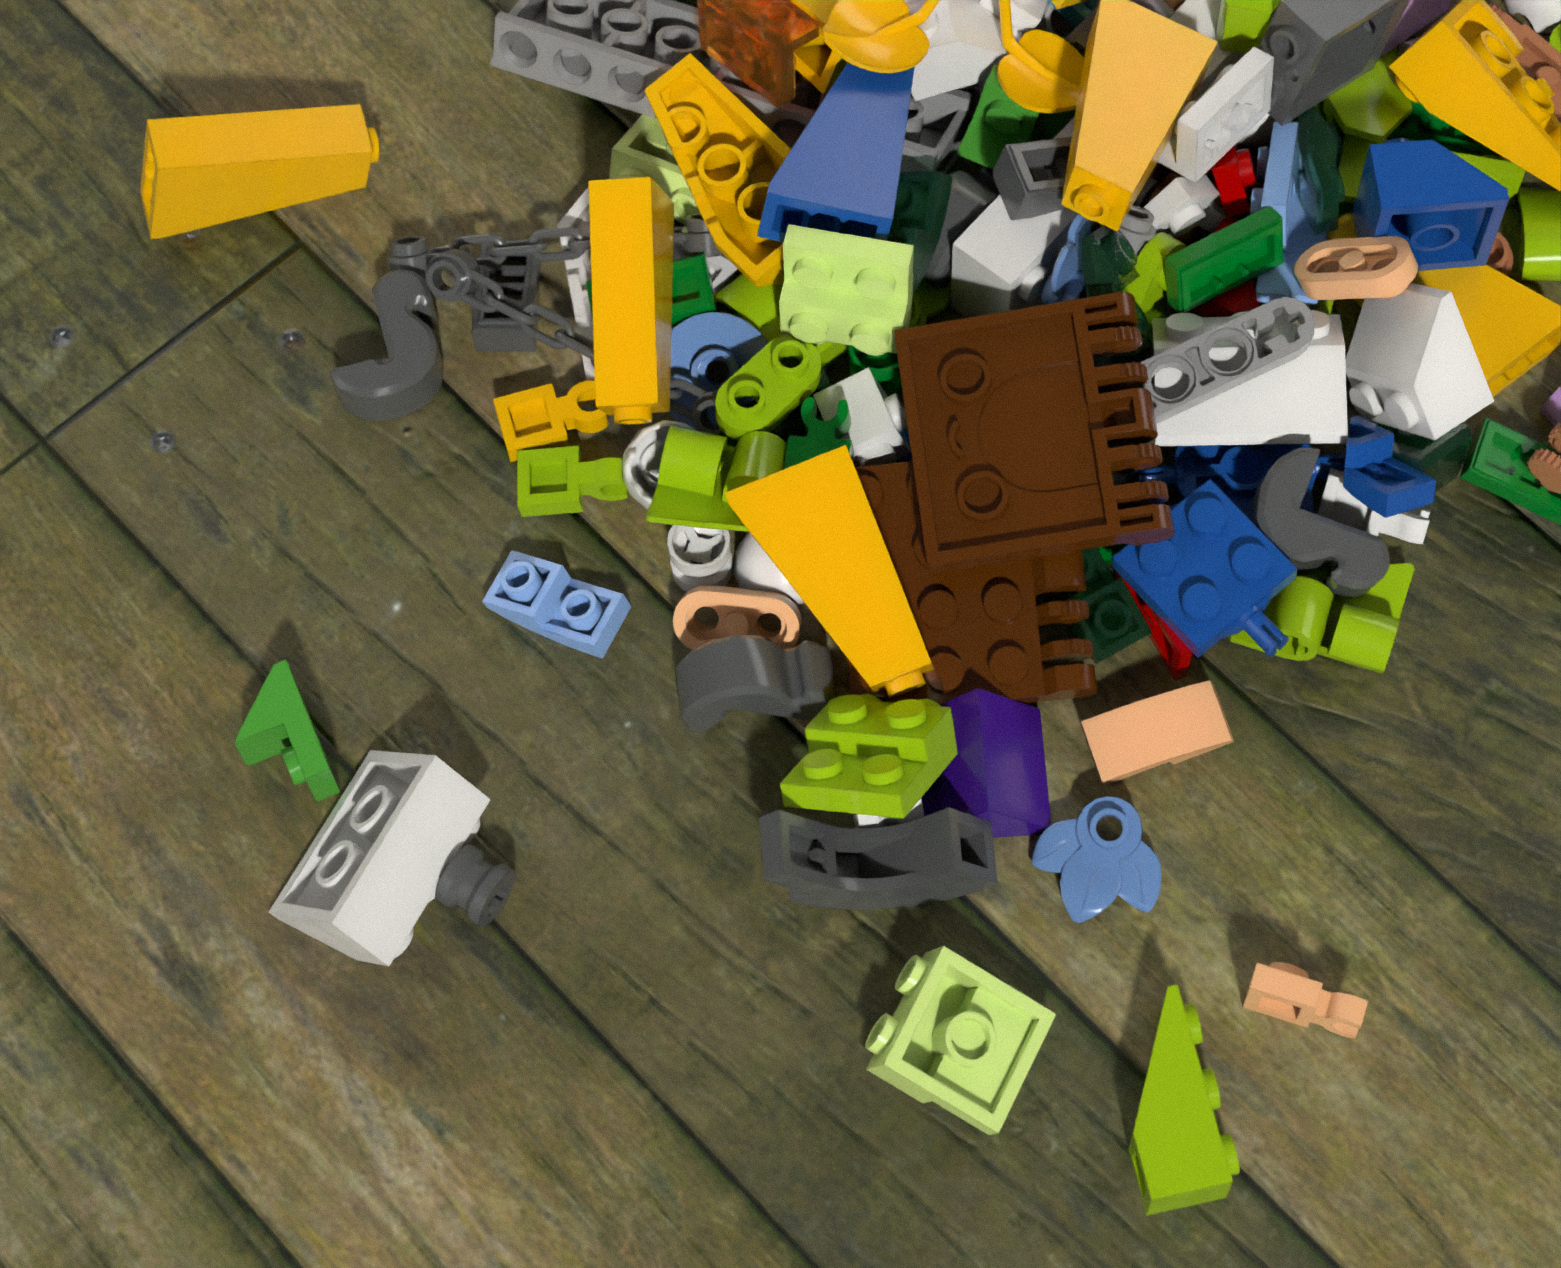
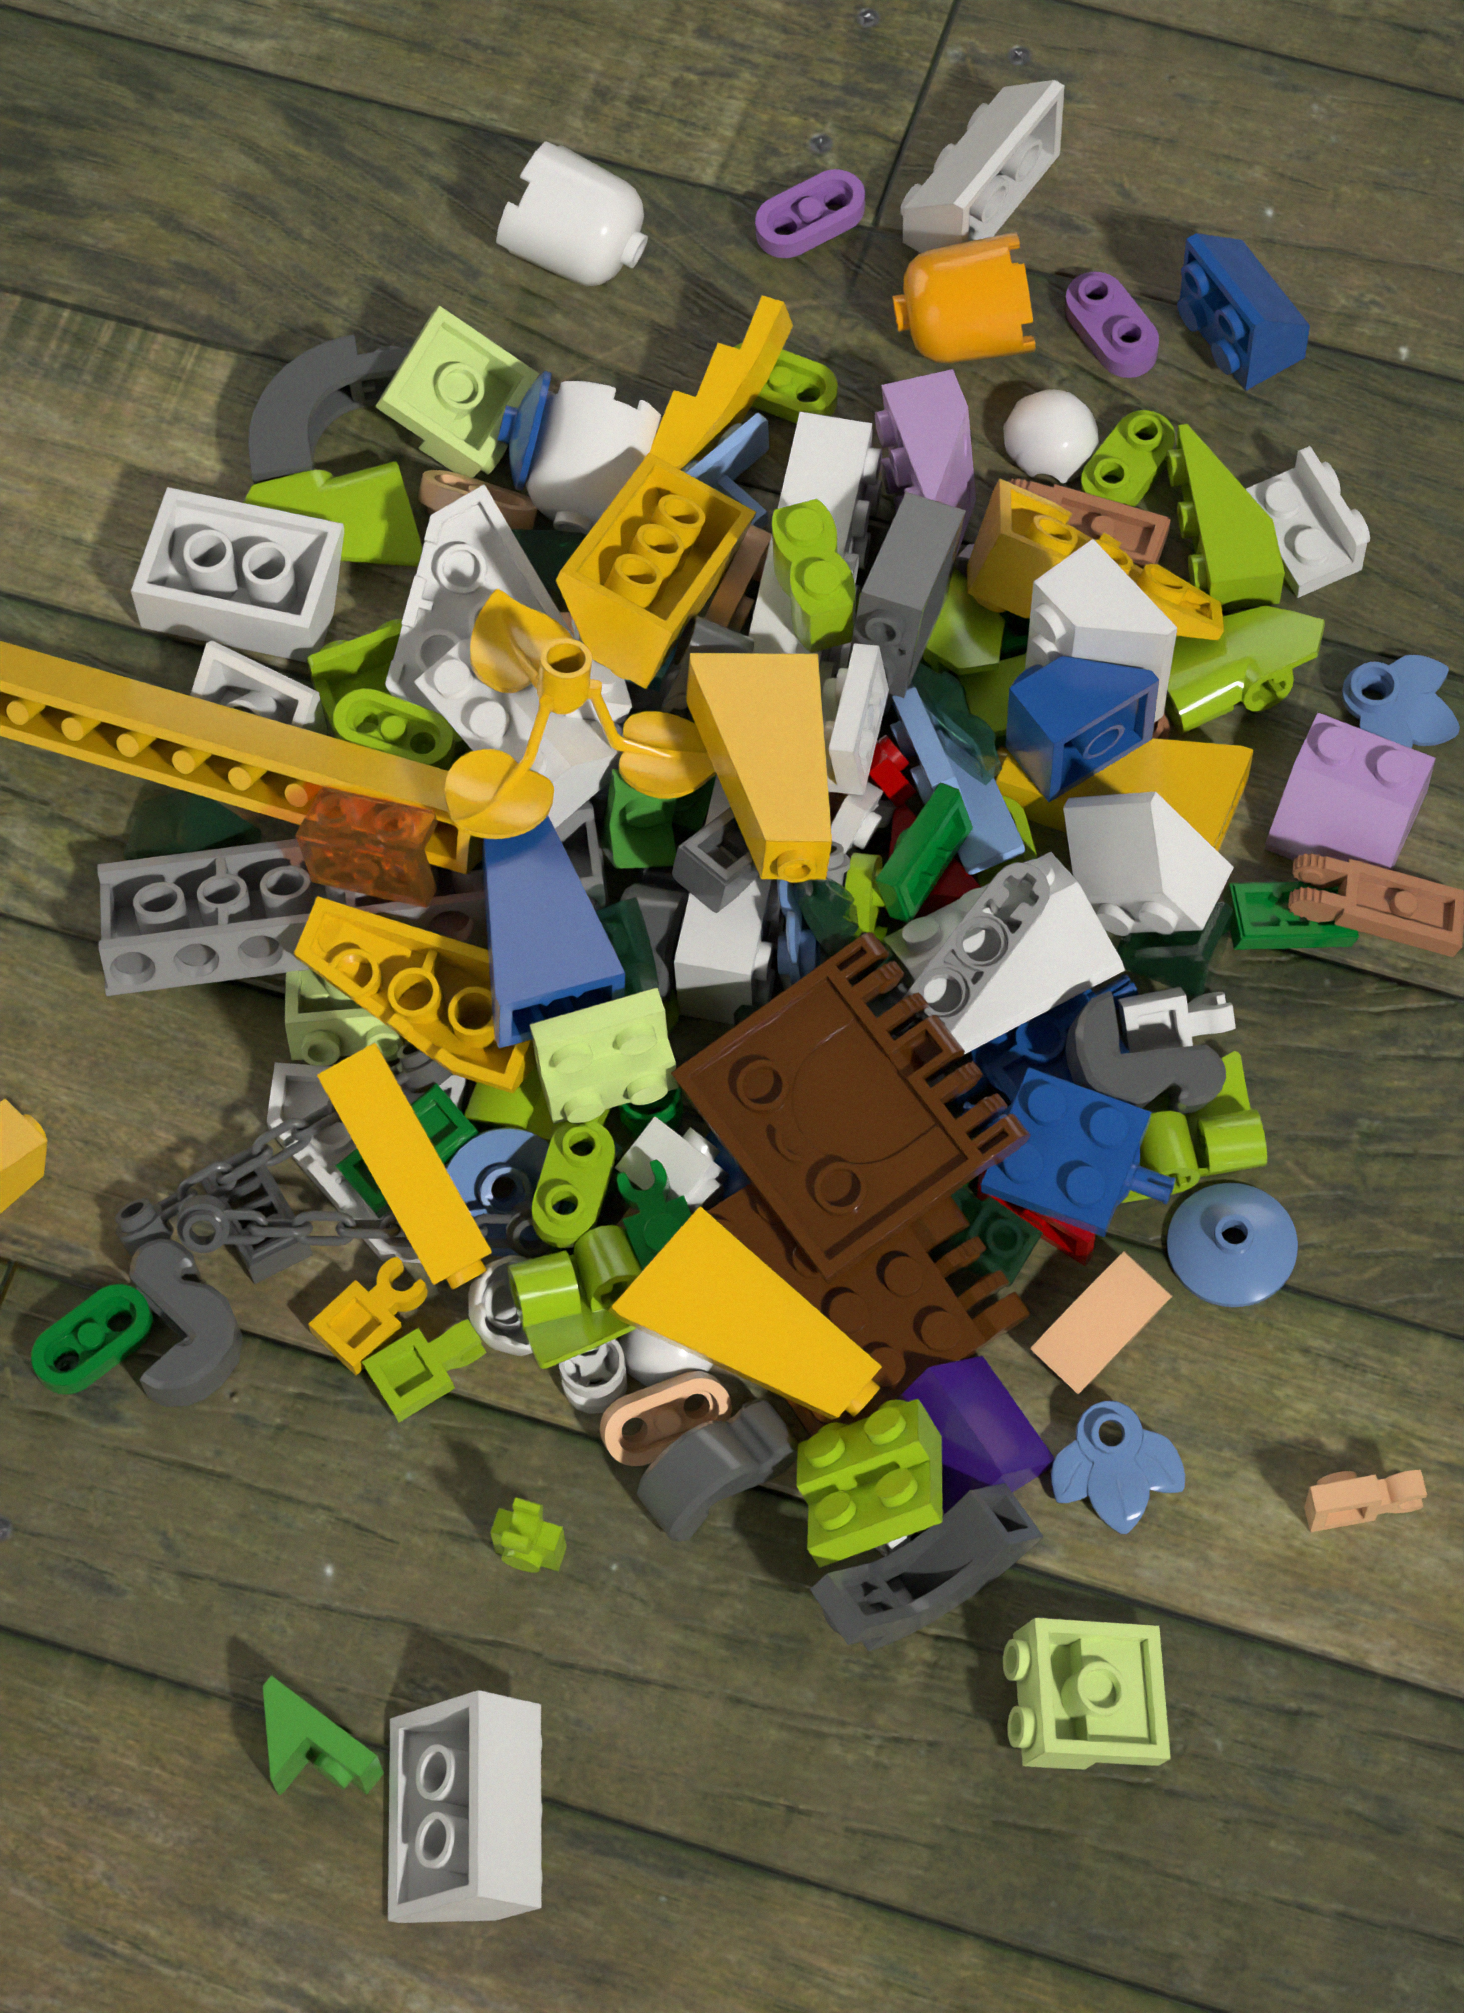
camera: 30 degrees left, 0 degrees up
(320, 327) = (88, 1336): none -> green plate
(475, 885) = (572, 1791): dark grey wheel -> none
(556, 606) = (470, 1488): light blue slope -> none
(561, 660) = (526, 1539): none -> lime plate
(1175, 1134) = (1318, 1672): lime slope -> none
(1312, 753) = (1226, 1271): none -> medium blue dish
(1356, 268) = (1050, 805): light nougat plate -> none
(1379, 478) = (1169, 988): blue slope -> none
(1485, 117) = (1100, 615): none -> white slope

